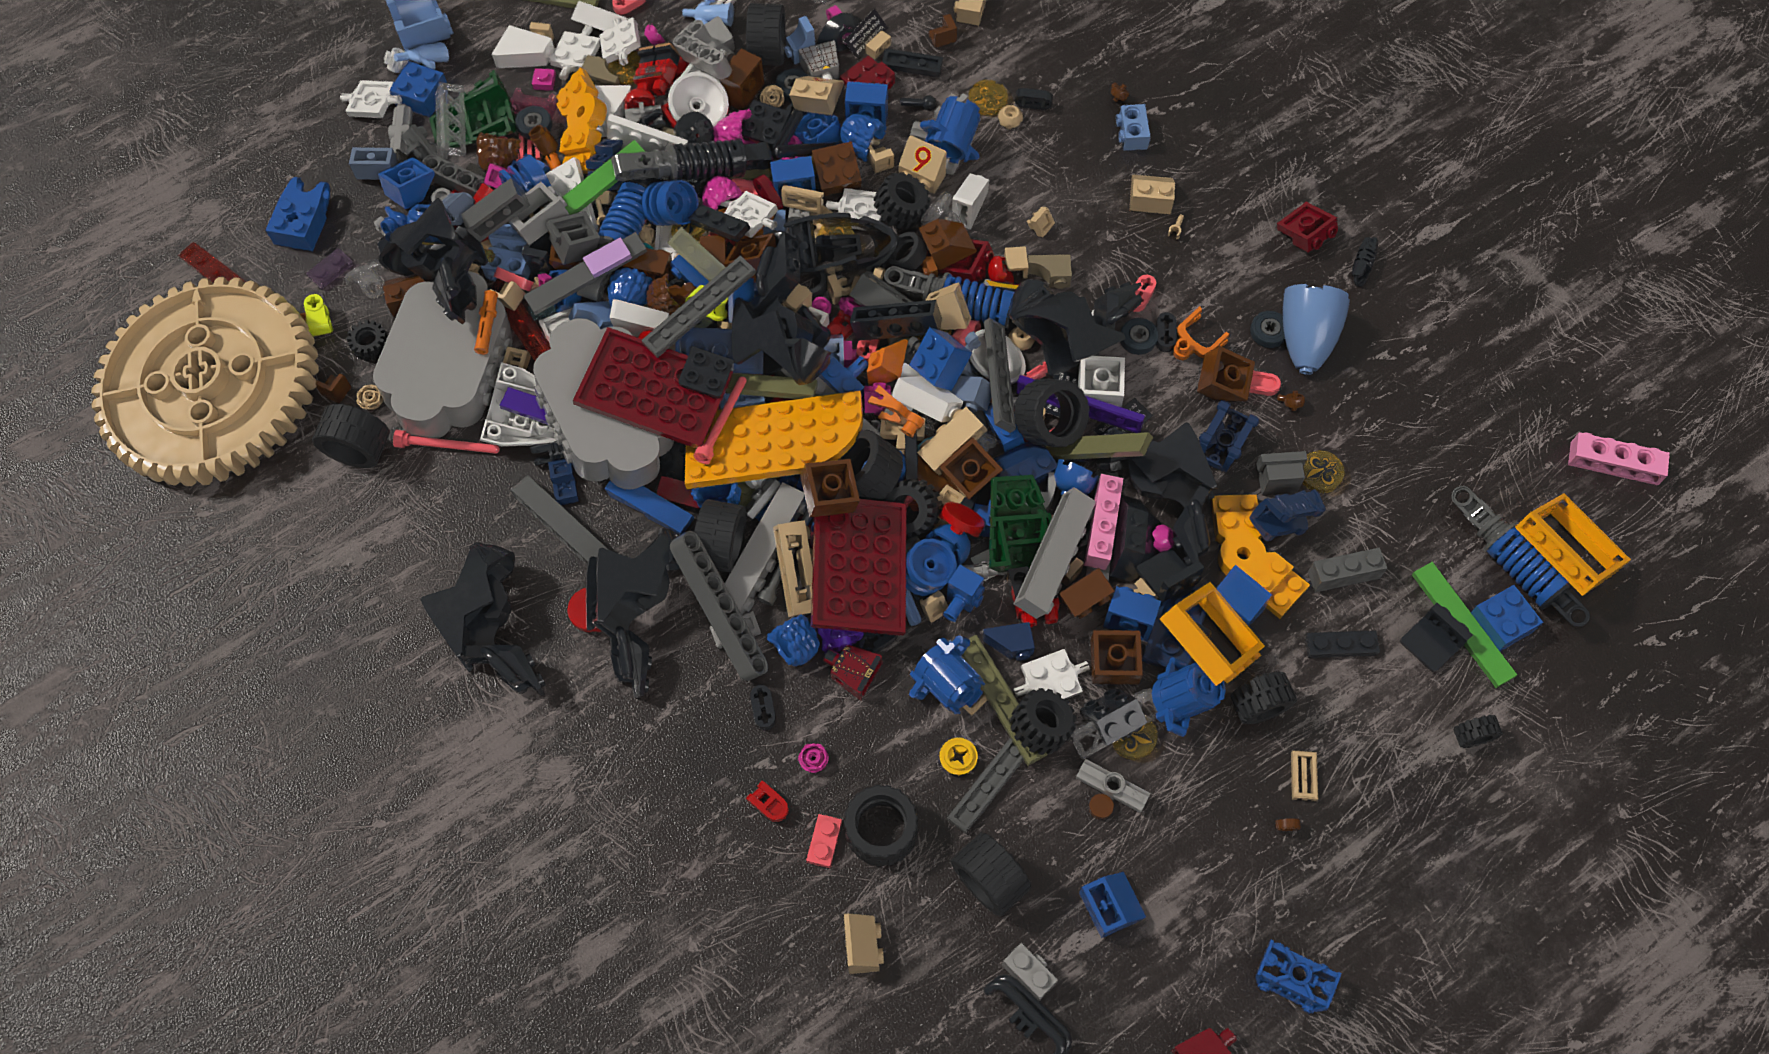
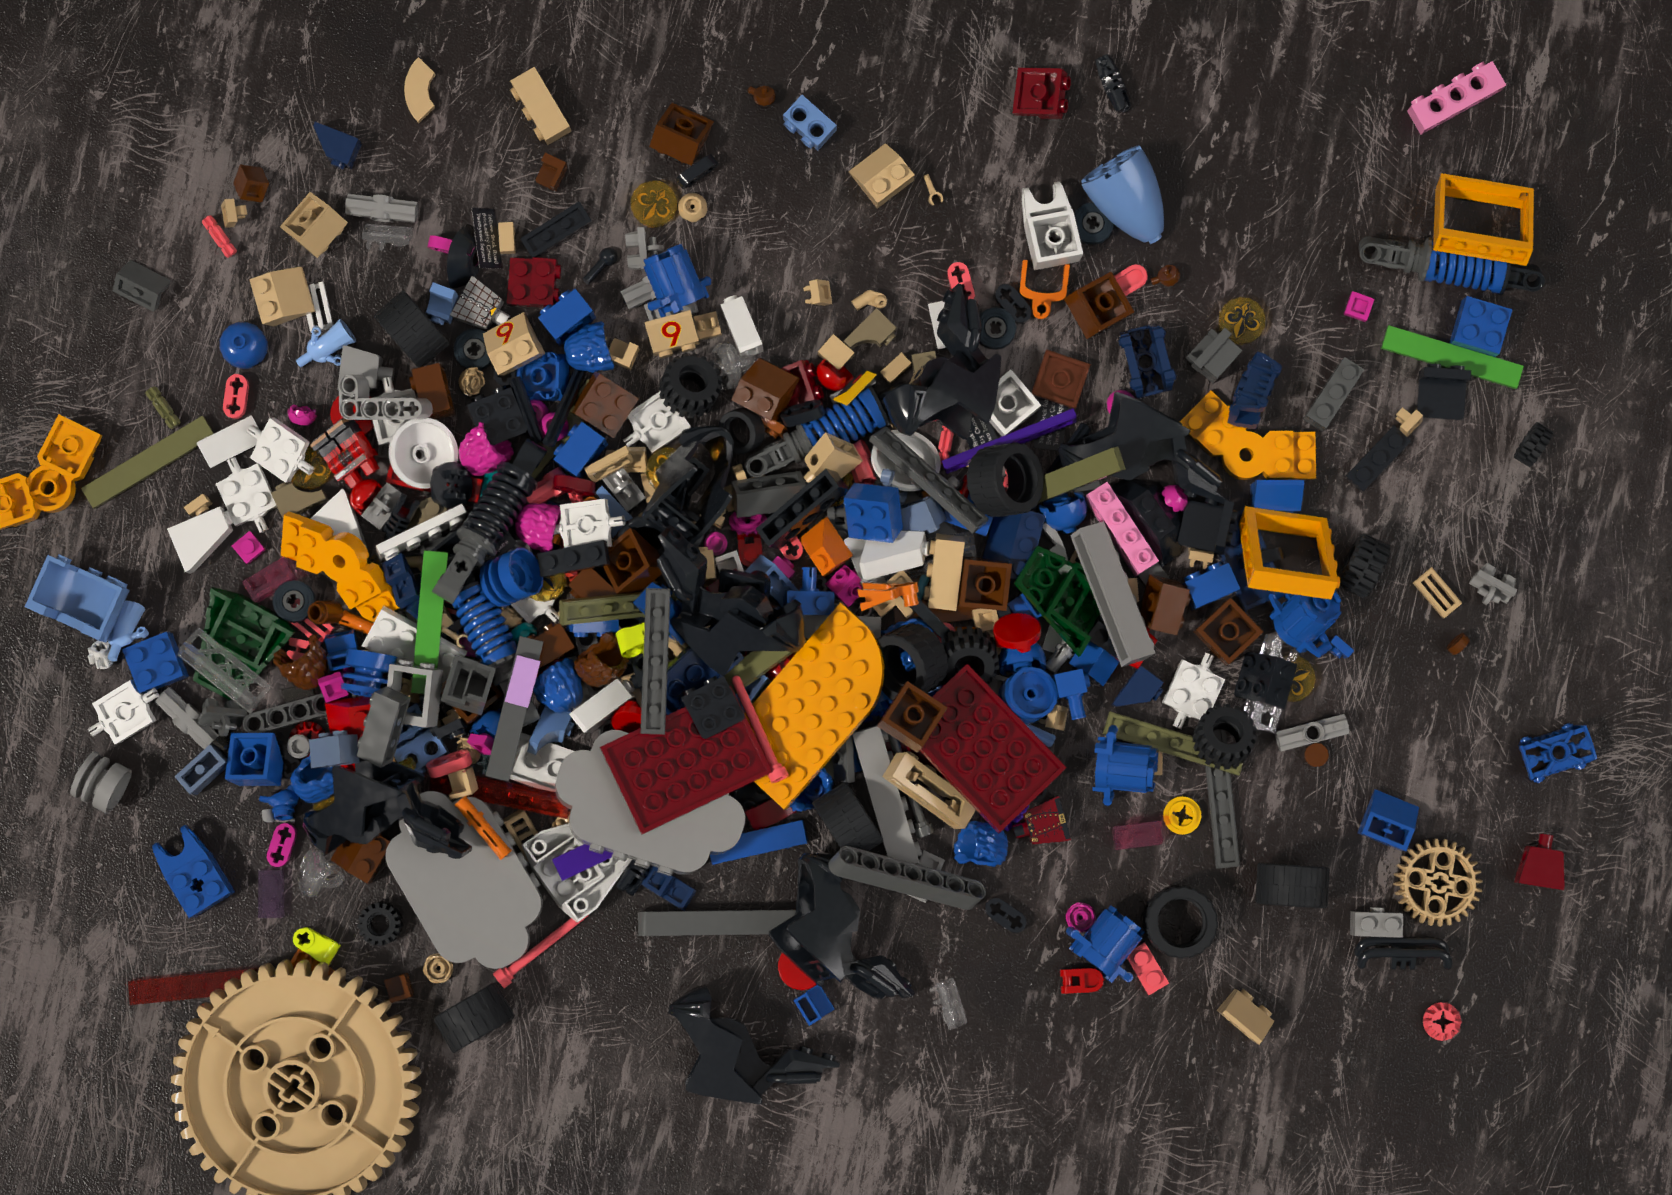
camera: 45 degrees left, 20 degrees up
(311, 118) = (97, 781): none -> light grey wheel
(368, 247) = (276, 843): none -> dark pink beam
(570, 640) = (813, 1004): none -> blue piece
(661, 729) = (952, 1007): none -> clear plate
(812, 790) = (1108, 943): none -> blue container
(912, 738) = (1137, 835): none -> clear pink hinge
(949, 183) = (707, 325): none -> tan tile
(957, 270) = (802, 413): none -> black beam
(999, 595) = (1096, 663): none -> blue piece
(1044, 71) = (681, 134): none -> reddish brown slope
(1075, 255) = (870, 298): none -> tan arm
(1113, 998) = (1452, 854): none -> tan gear
(1154, 400) = (1060, 379): none -> copper plate
(1191, 745) = (1340, 648): none -> blue plate
(1235, 306) = (1053, 221): none -> white brick
(1353, 807) = (1491, 587): none -> light grey hips
(1390, 636) = (1408, 421): none -> tan tile
(1420, 531) = (1358, 306): none -> dark pink plate

